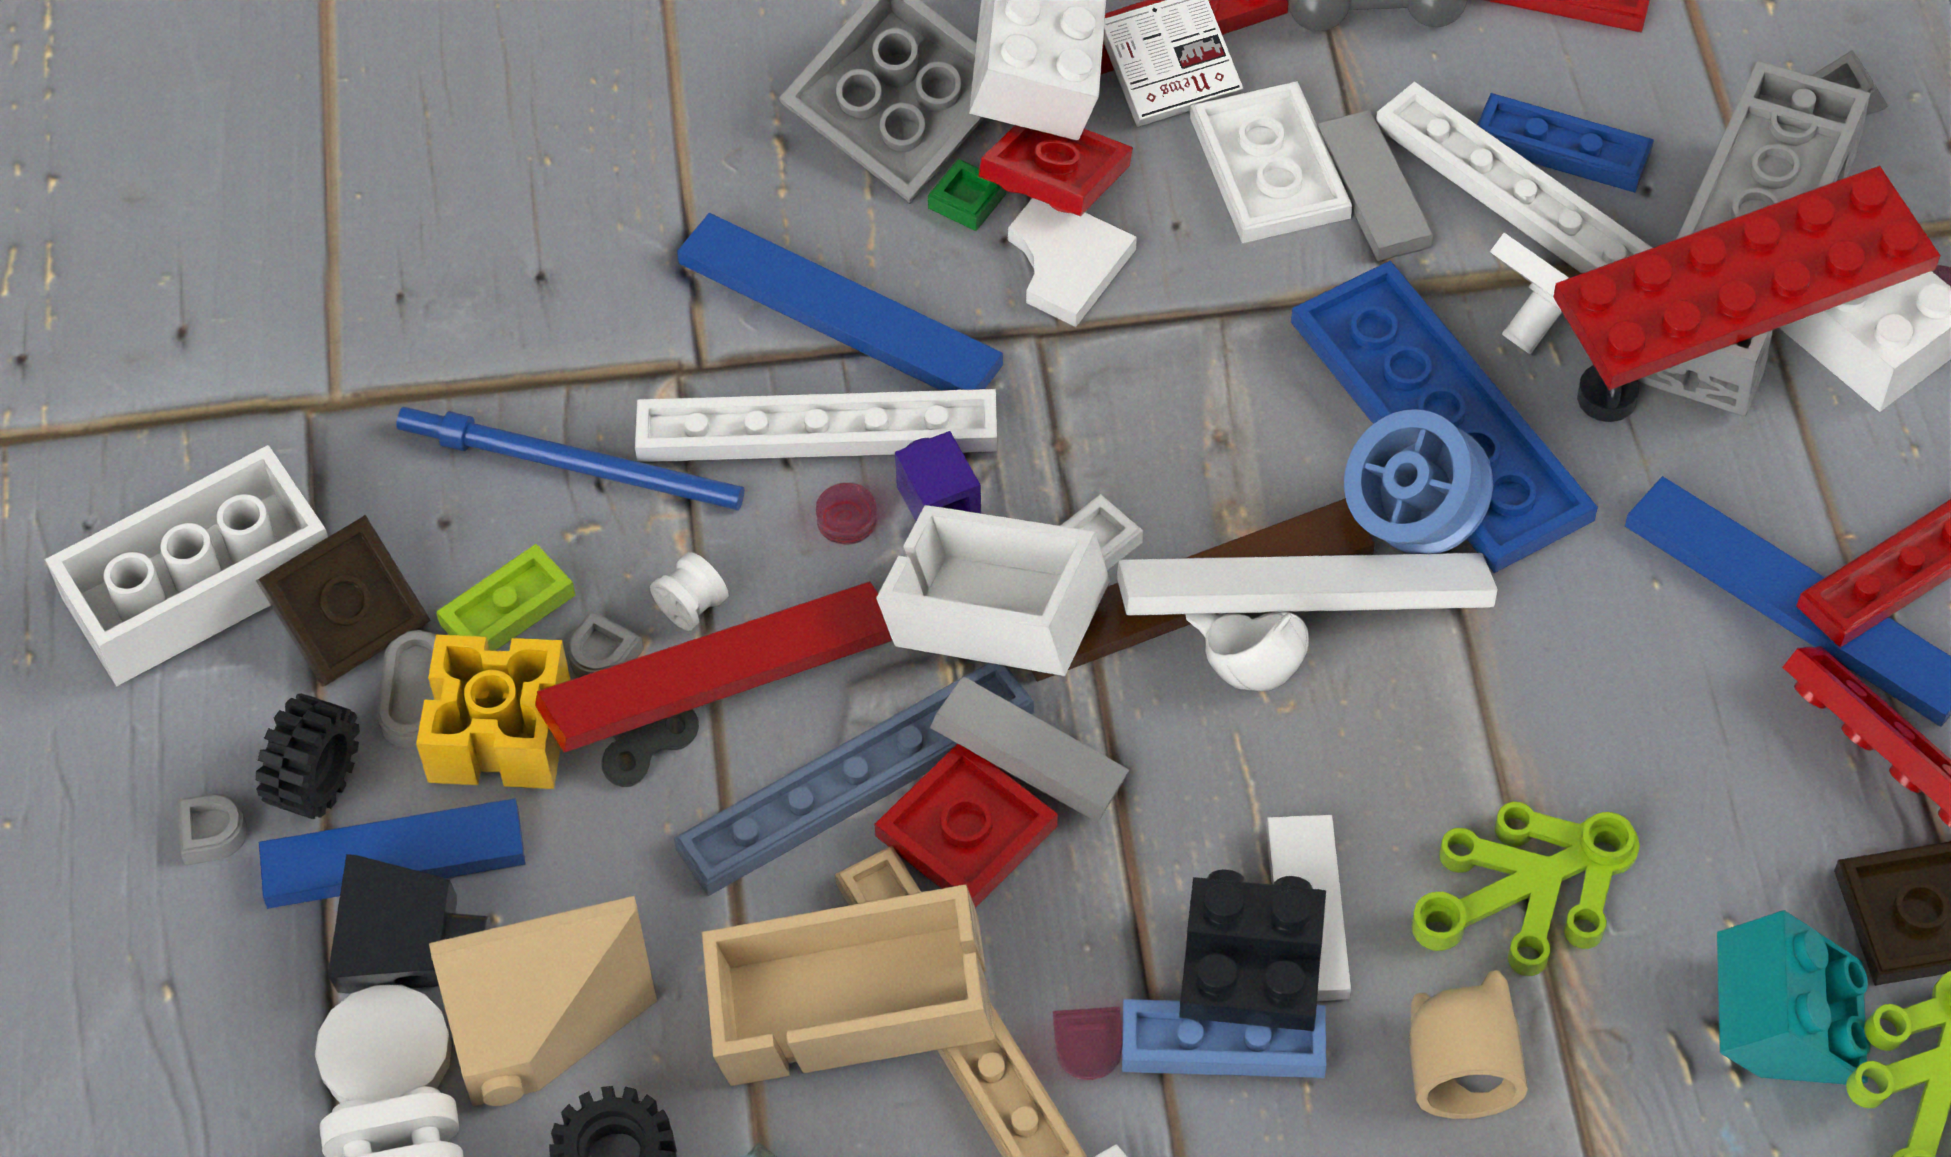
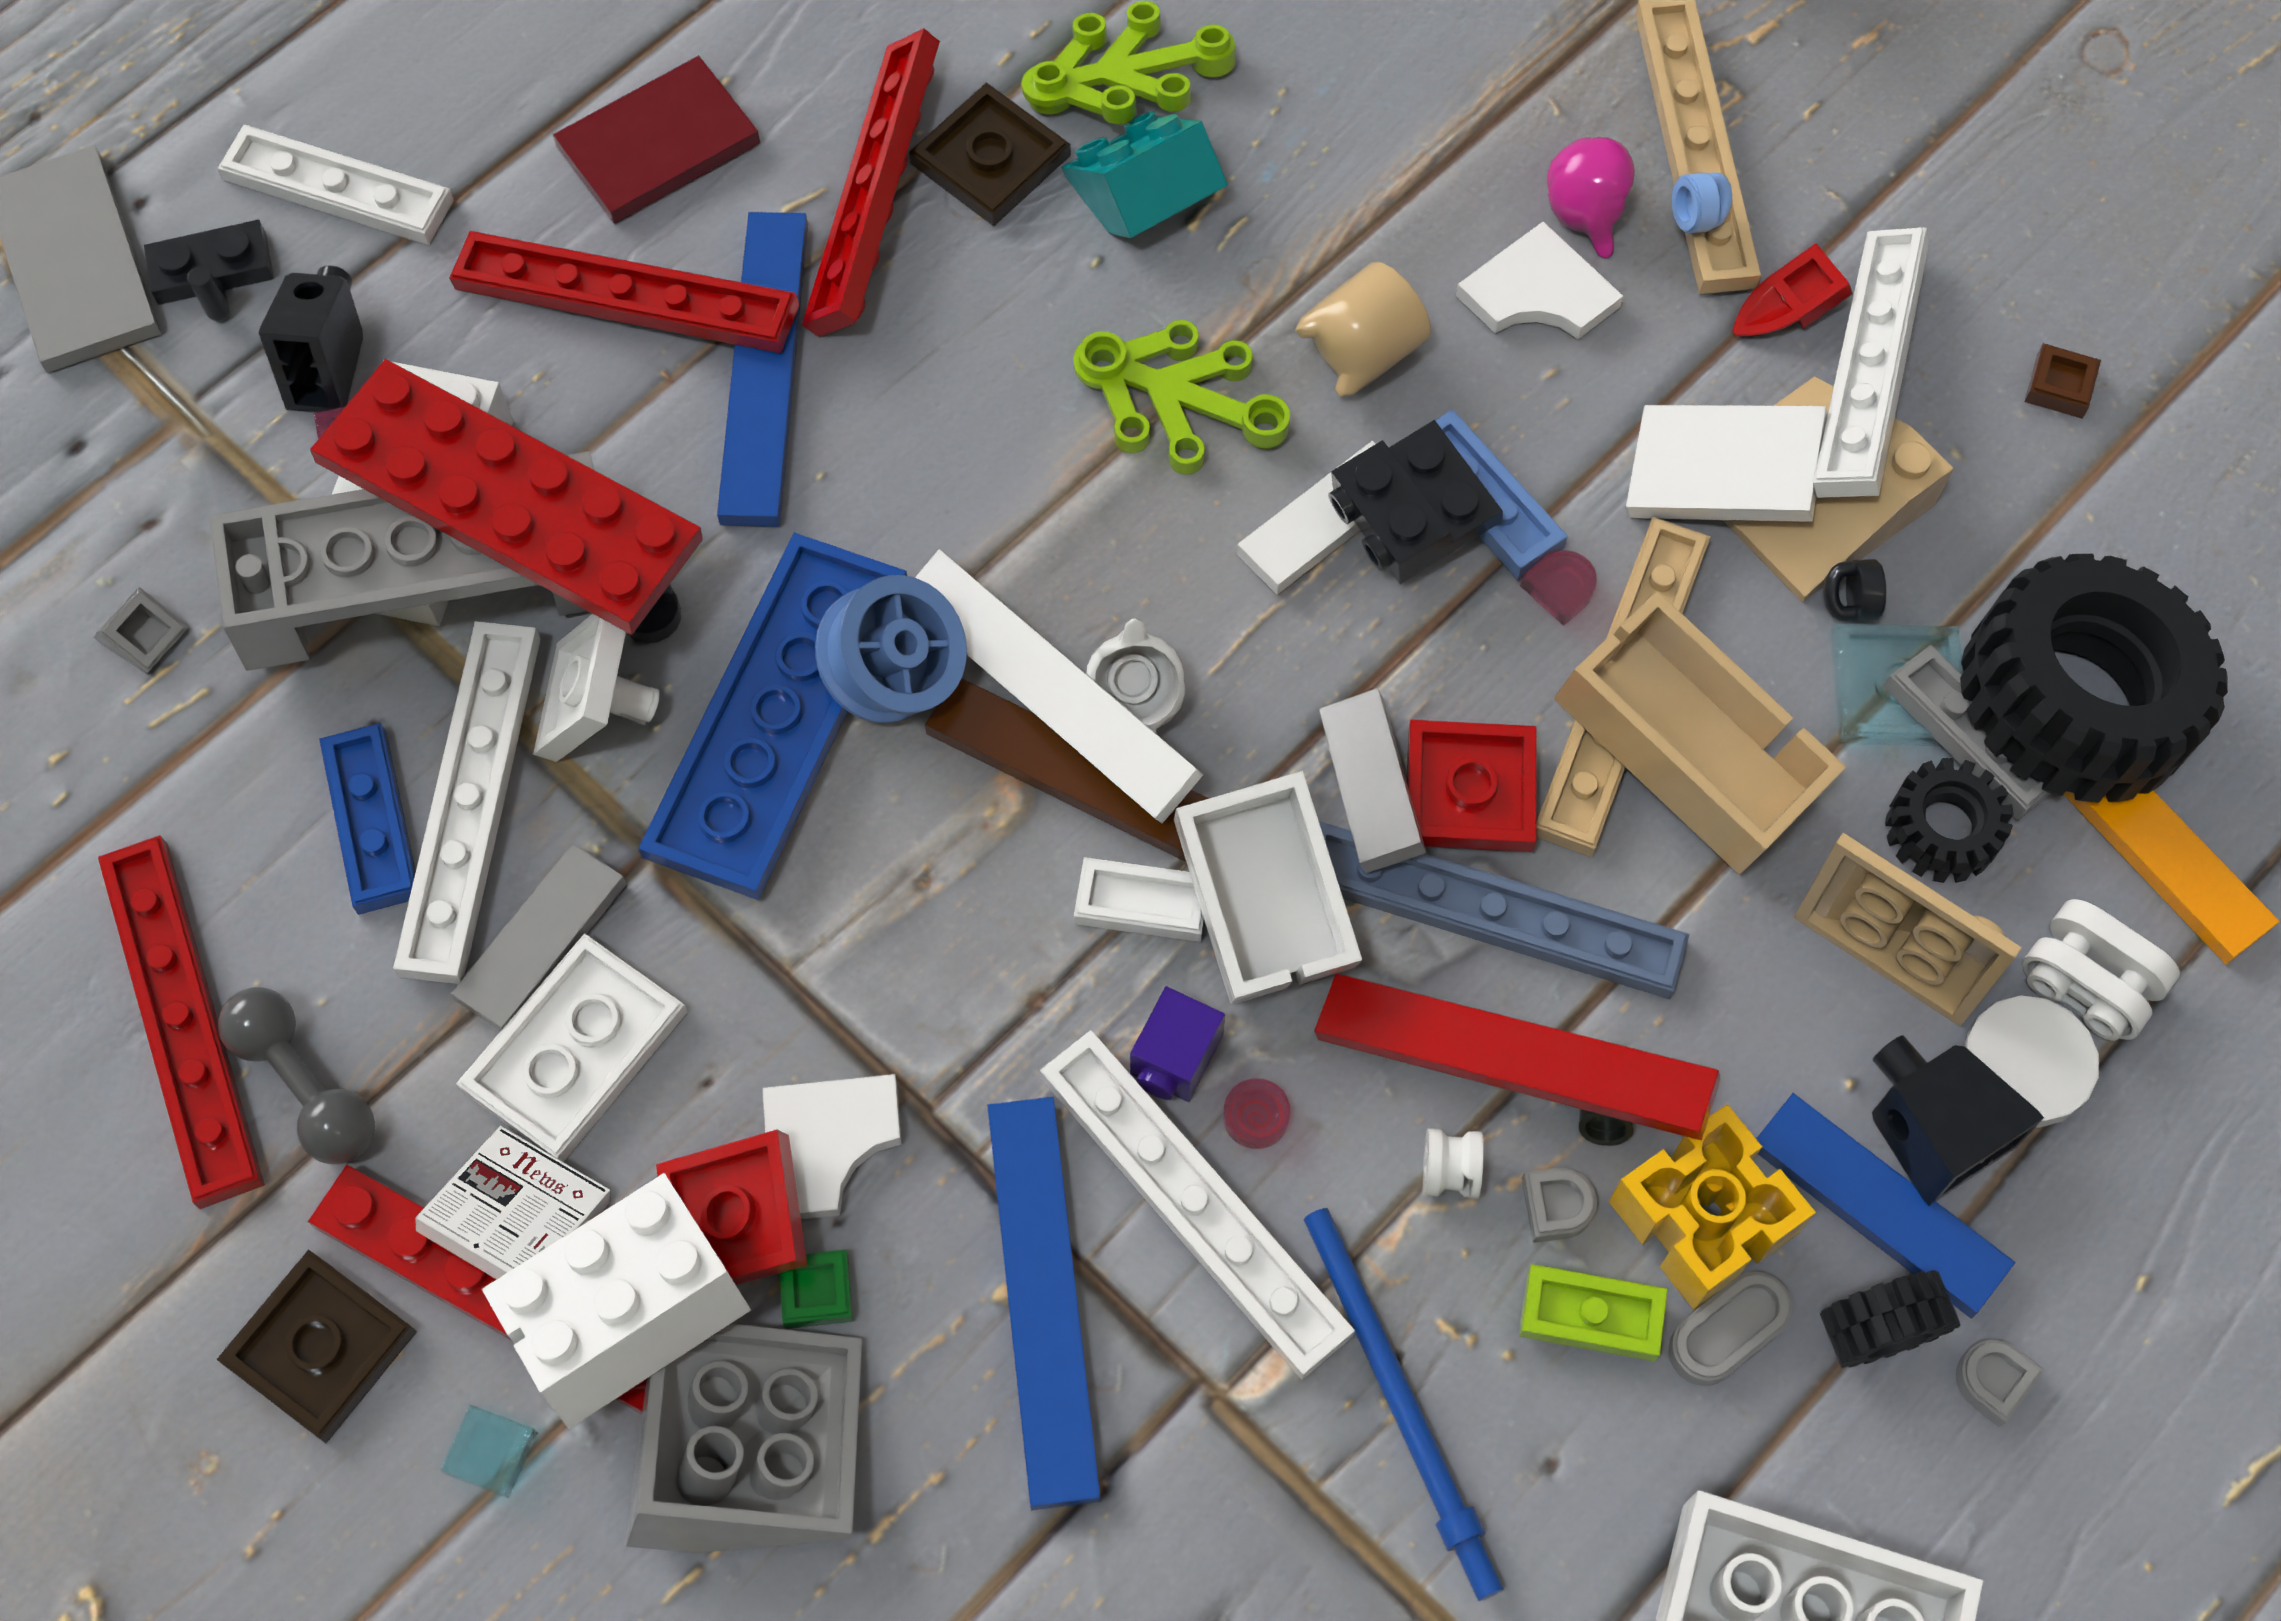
camera: 130 degrees left, 10 degrees up
(343, 600) = (1725, 1442): dark brown tile -> none

